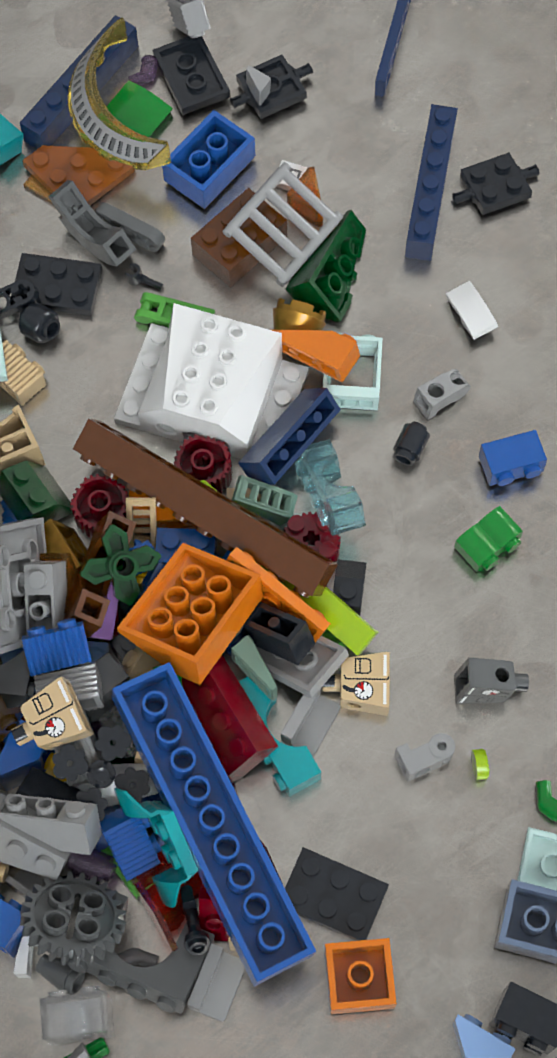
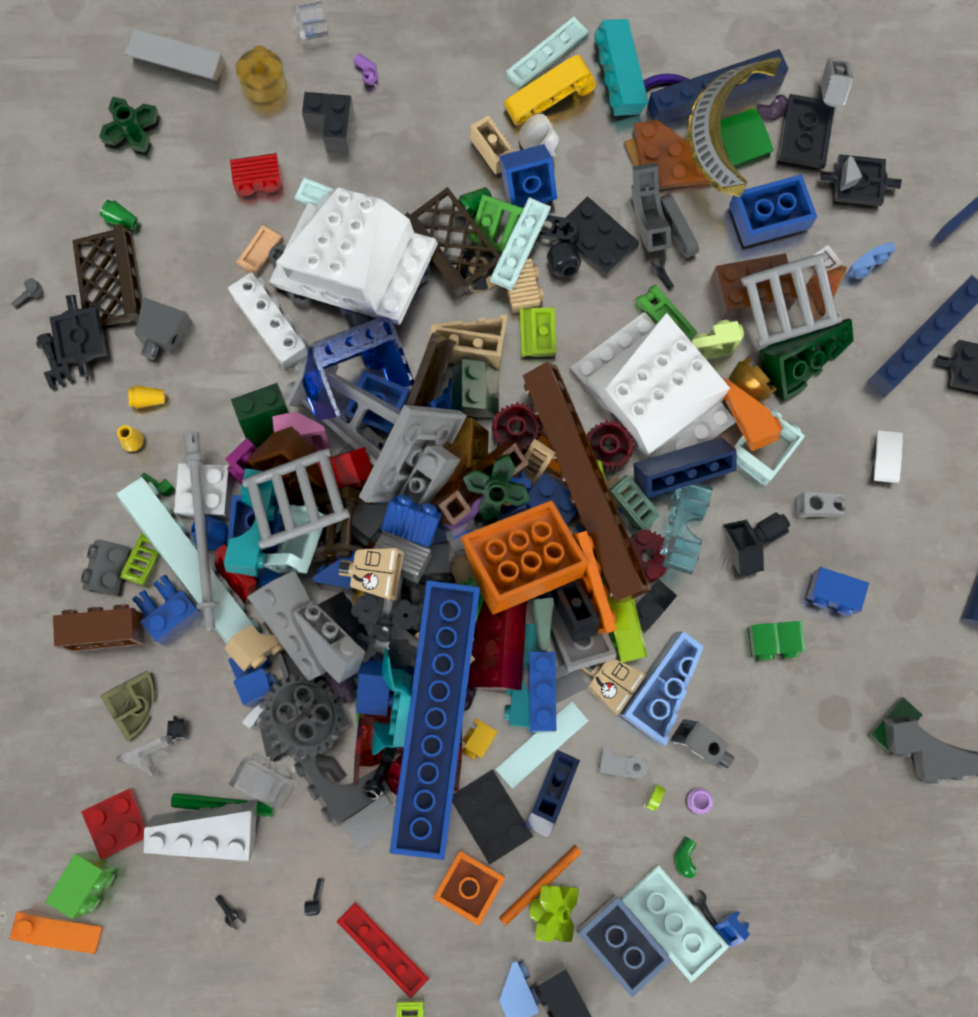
camera: 30 degrees right, 10 degrees up
(22, 106) = (663, 78): none -> dark purple piece
(59, 405) = (538, 332): none -> lime plate
(113, 640) = (454, 535): none -> clear brick
(243, 299) = (721, 341): none -> yellowish green plate
(269, 825) = (478, 740): none -> yellow brick
(300, 733) = (542, 691): none -> blue brick
(328, 153) = (866, 262): none -> medium blue slope
(335, 791) = (541, 746): none -> light aqua tile
(378, 830) = (552, 793): none -> dark blue slope
(398, 476) = (744, 547): none -> black slope
(416, 665) = (659, 695): none -> light blue wedge
(429, 929) = (535, 890): none -> orange bar
(460, 942) = (553, 913): none -> lime plant
(524, 739) = (700, 801): none -> lavender plate

